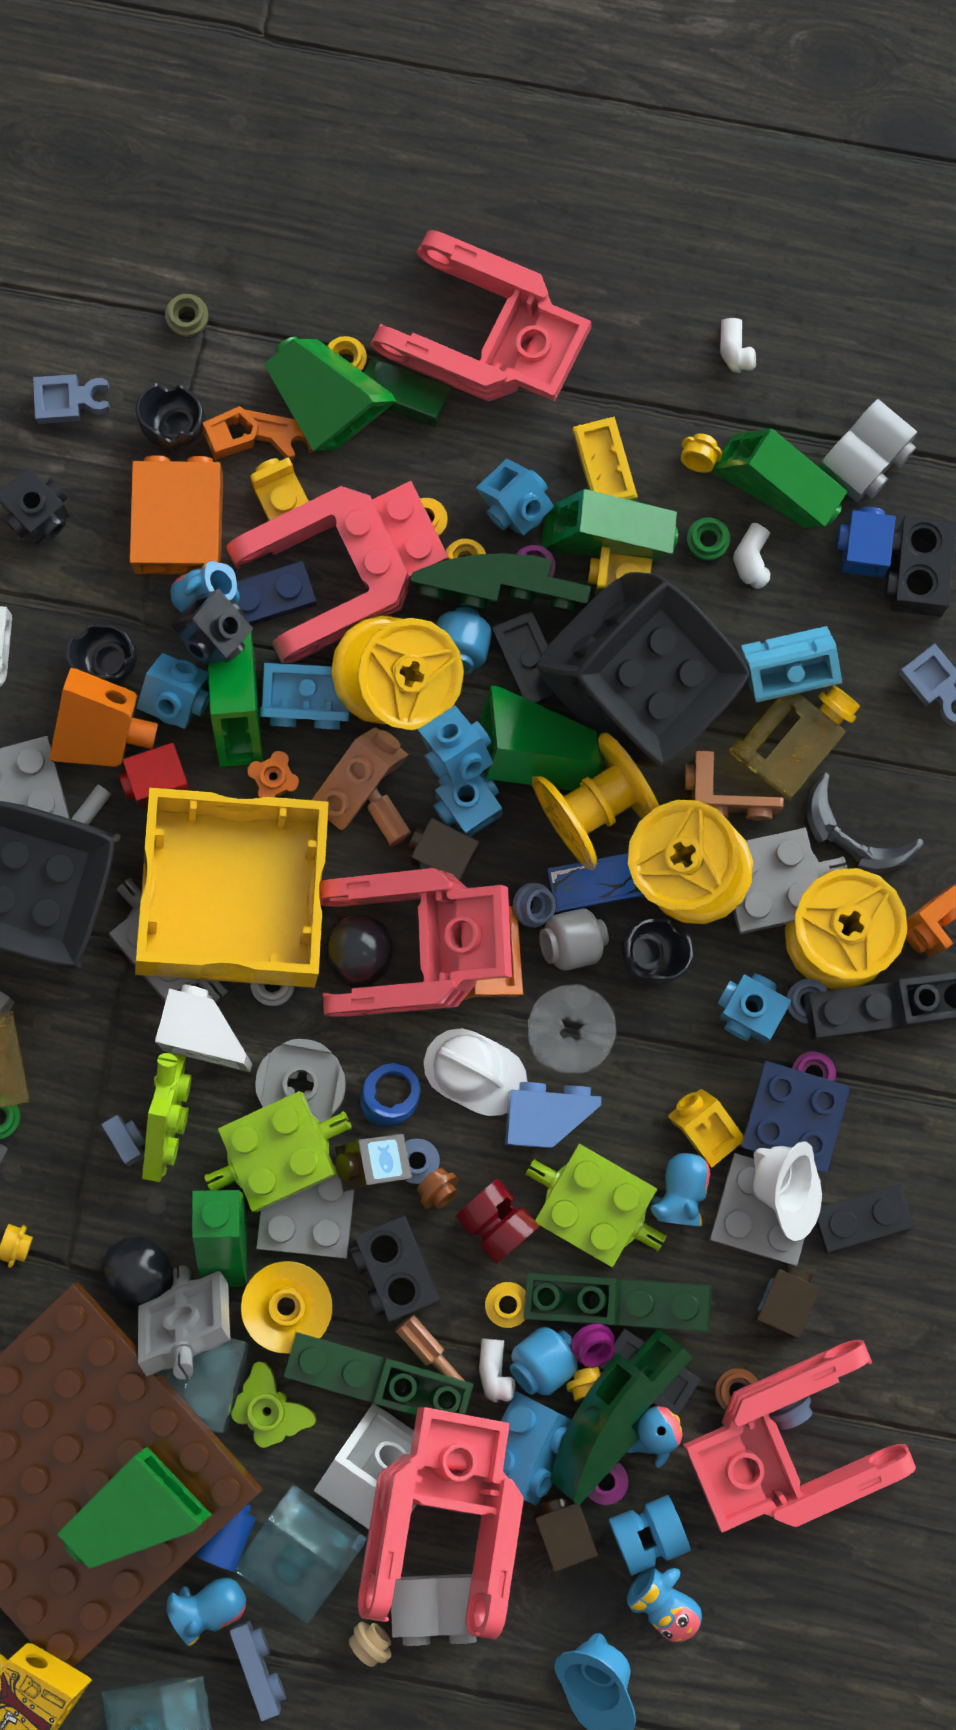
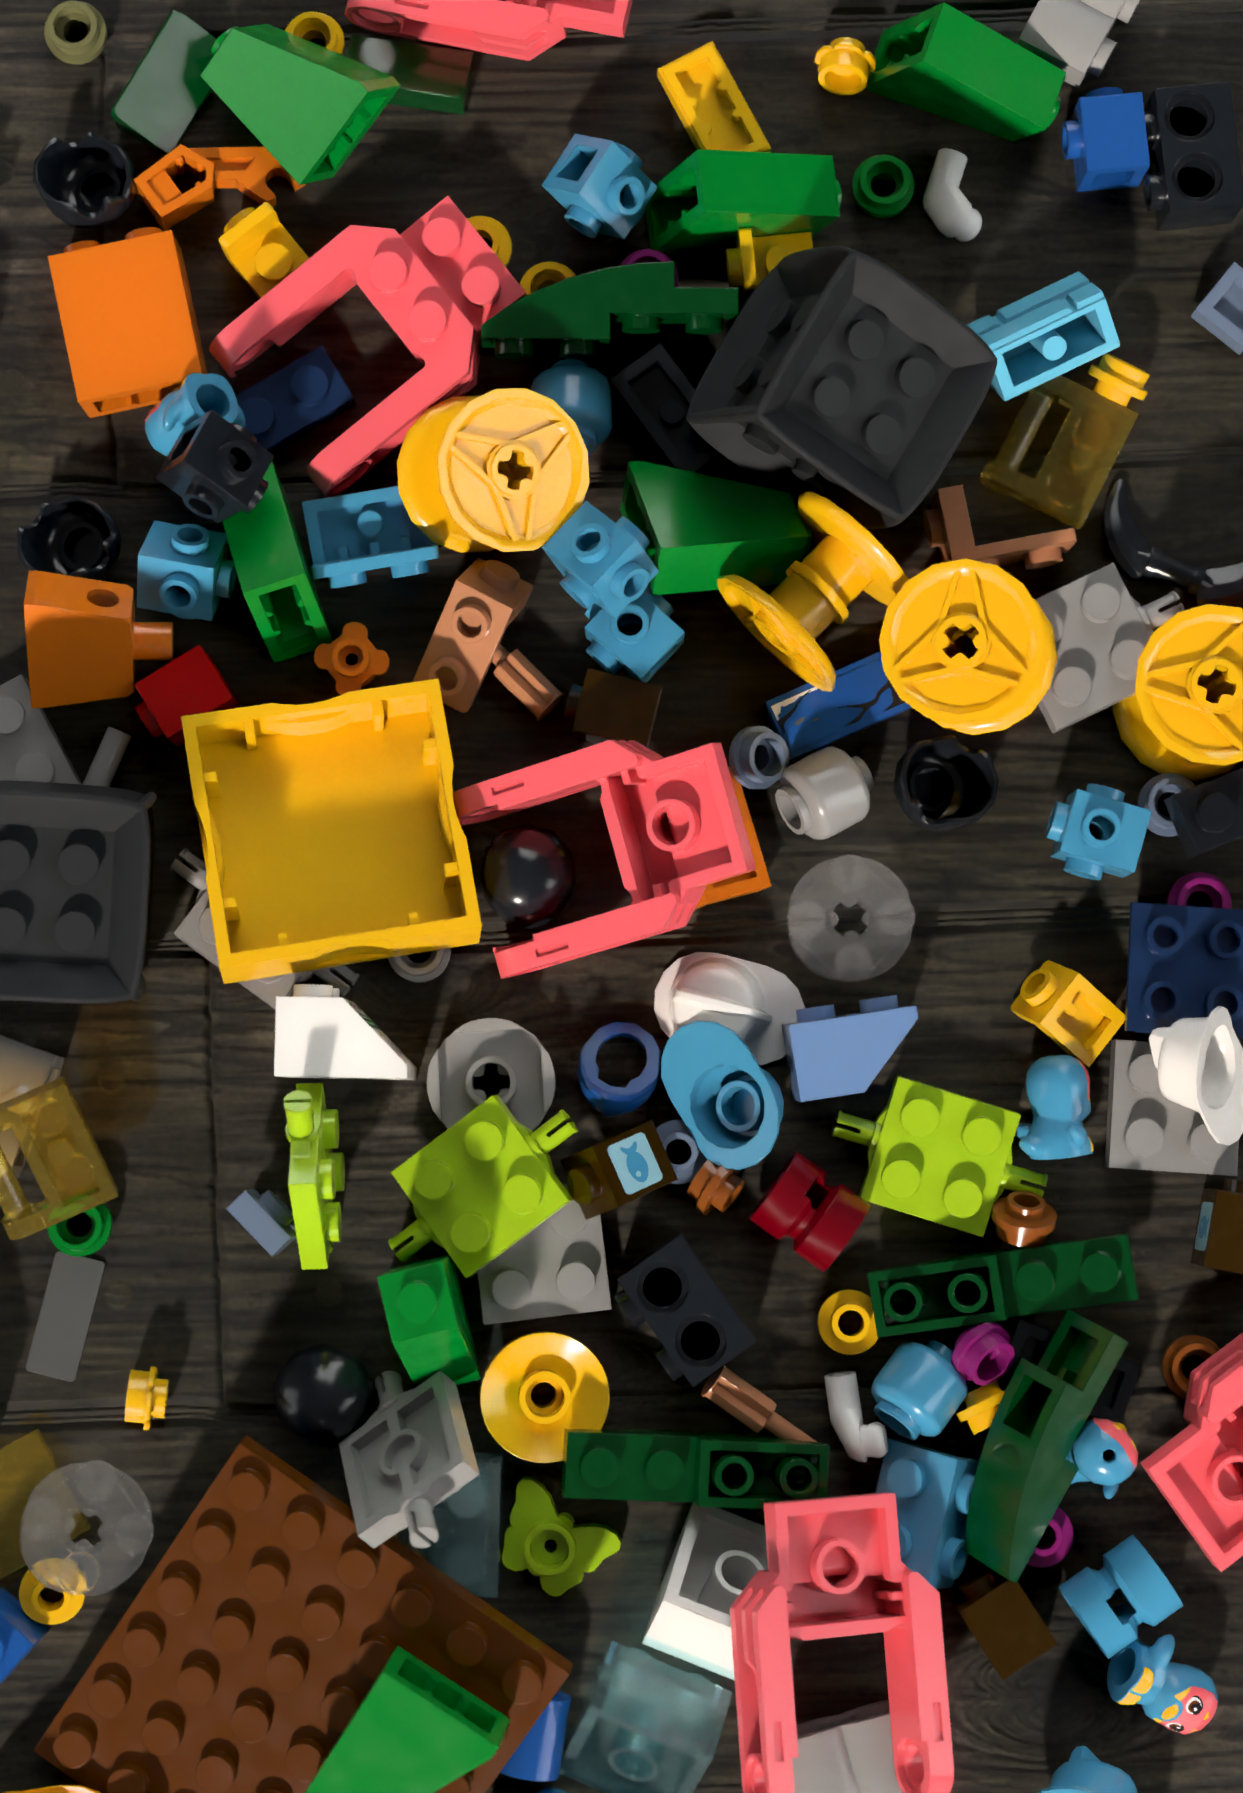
camera: 10 degrees left, 5 degrees up
(240, 364) = (167, 85): none -> slope
(455, 1127) = (722, 1094): none -> dark azure piece
(643, 1261) = (1023, 1219): none -> dark orange plate

